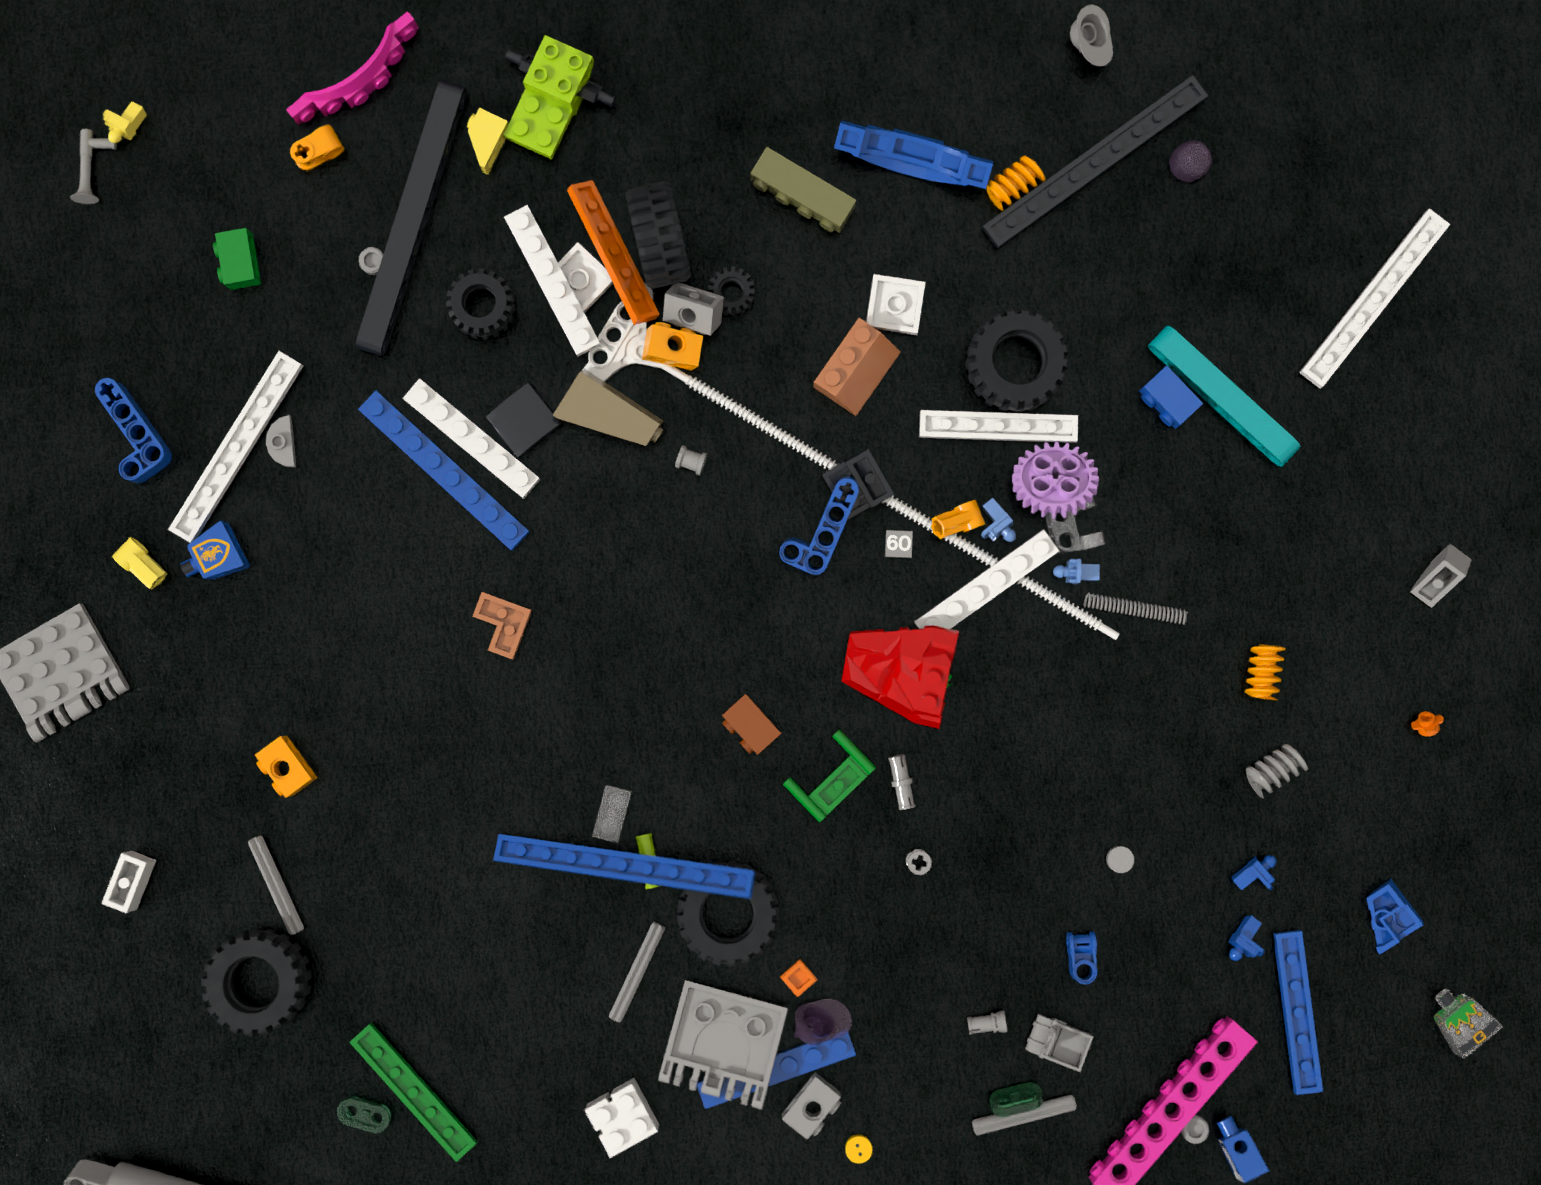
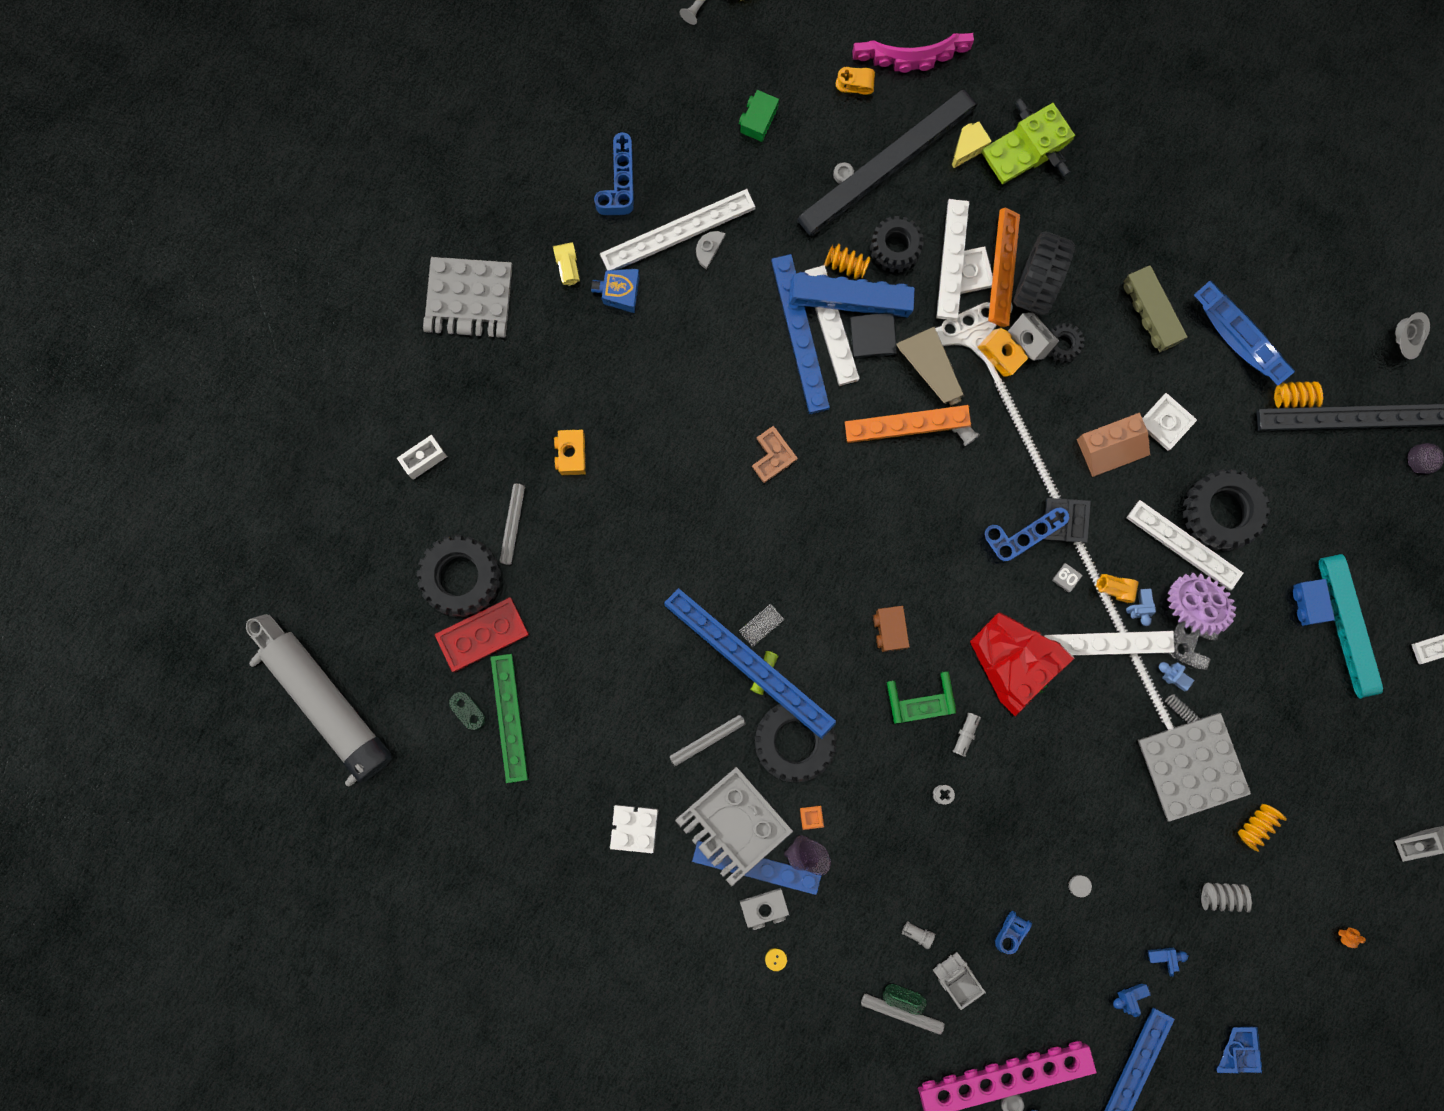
camera: 30 degrees right, 5 degrees down
(324, 1024) = (481, 634): none -> red plate
(441, 358) = (847, 261): none -> light orange piece
(469, 394) = (851, 295): none -> blue brick
(623, 493) = (907, 424): none -> orange plate
(1157, 656) = (1194, 767): none -> light grey plate

